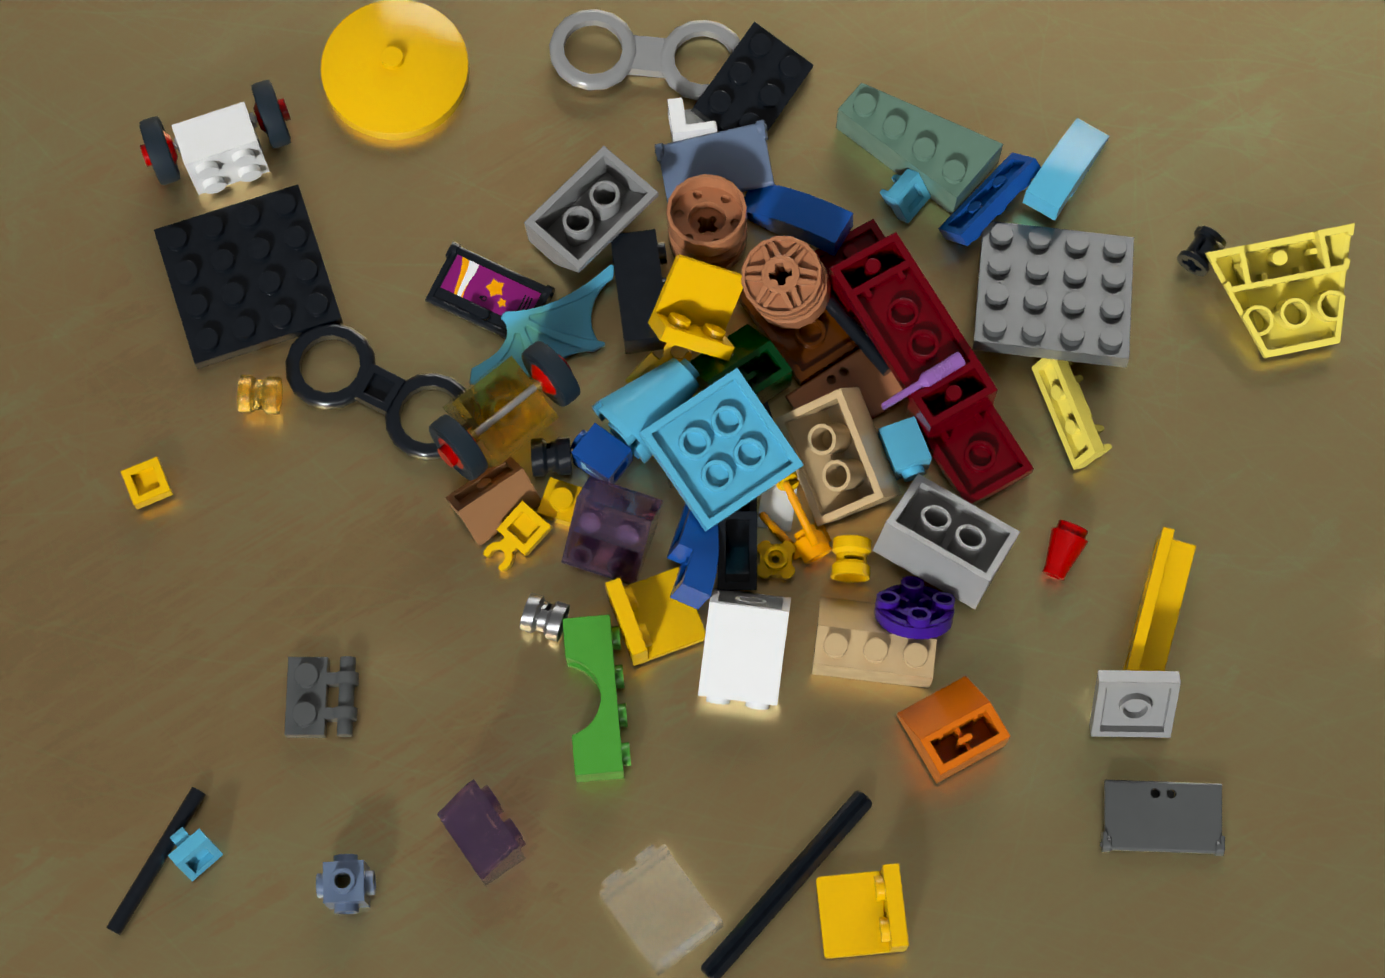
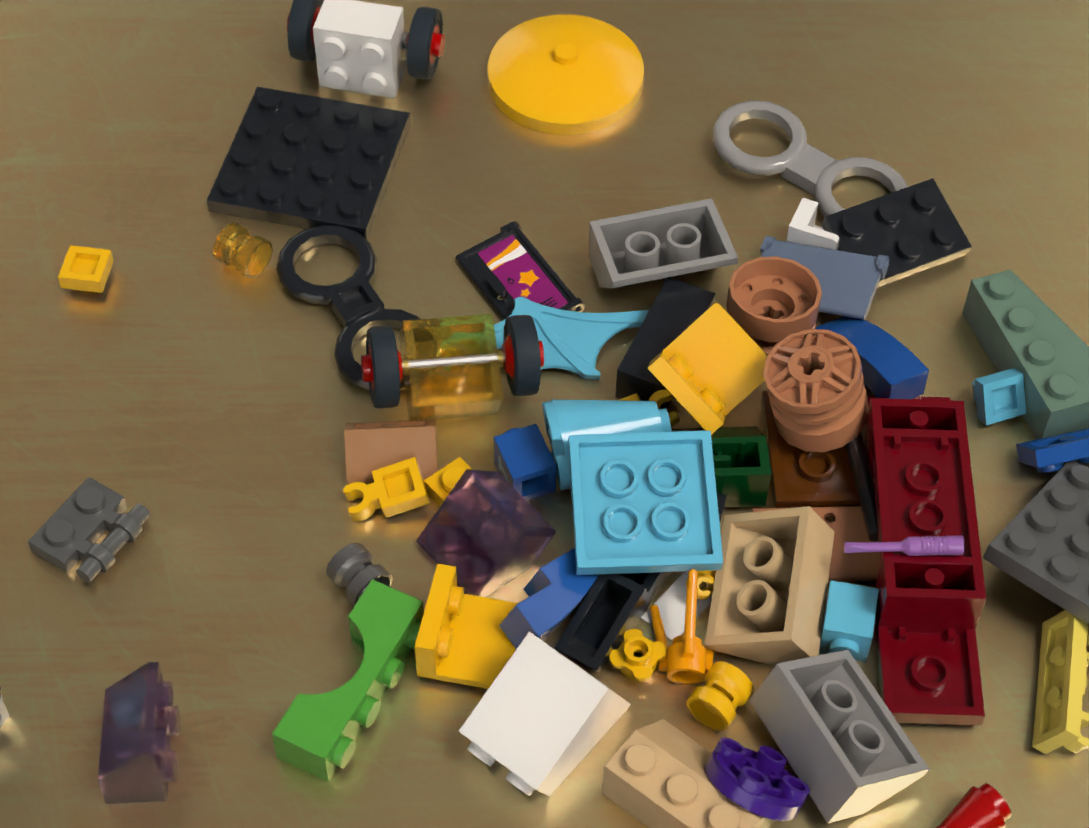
camera: 30 degrees right, 20 degrees down
(551, 456) = (472, 437): black wheel -> none

